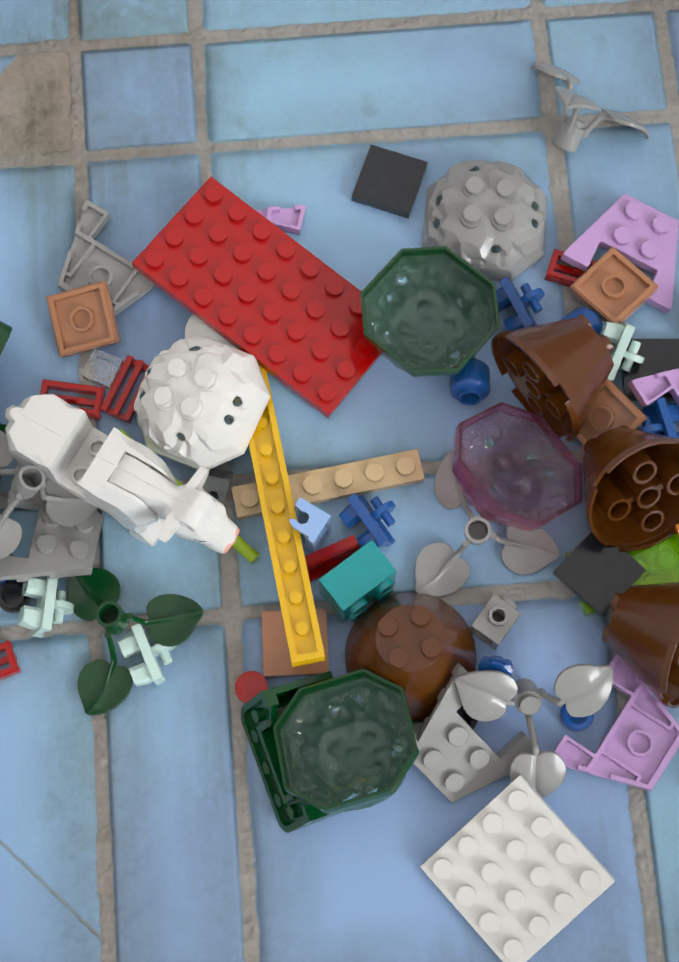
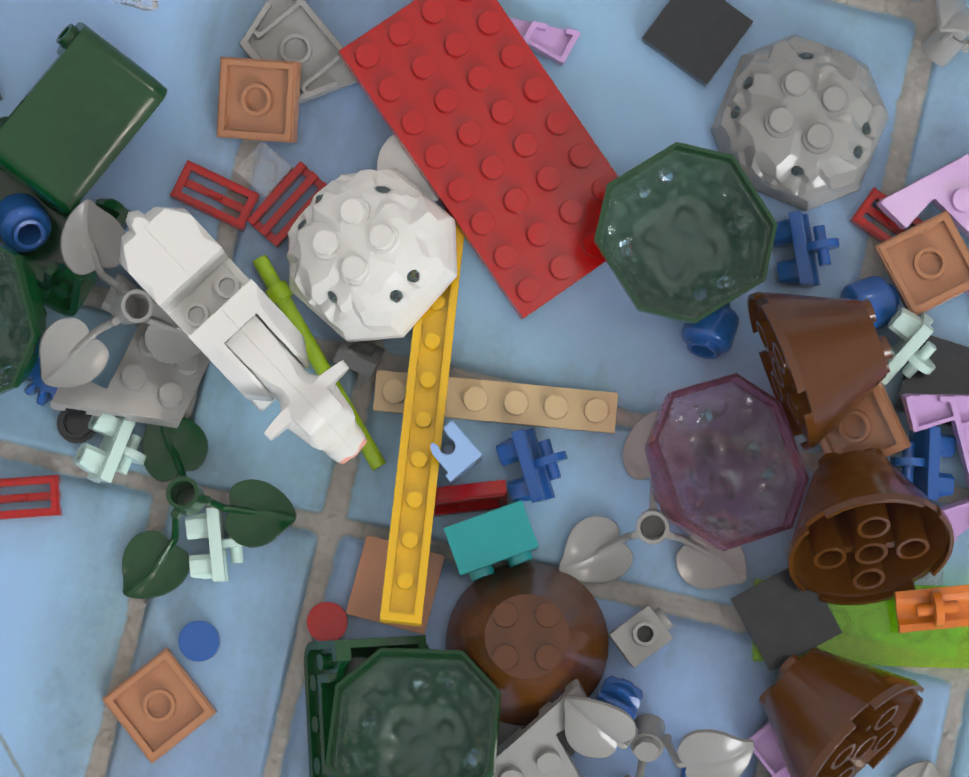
camera: 15 degrees right, 10 degrees up
(139, 794) = (159, 705): none -> nougat tile
(156, 733) = (199, 641): none -> blue tile

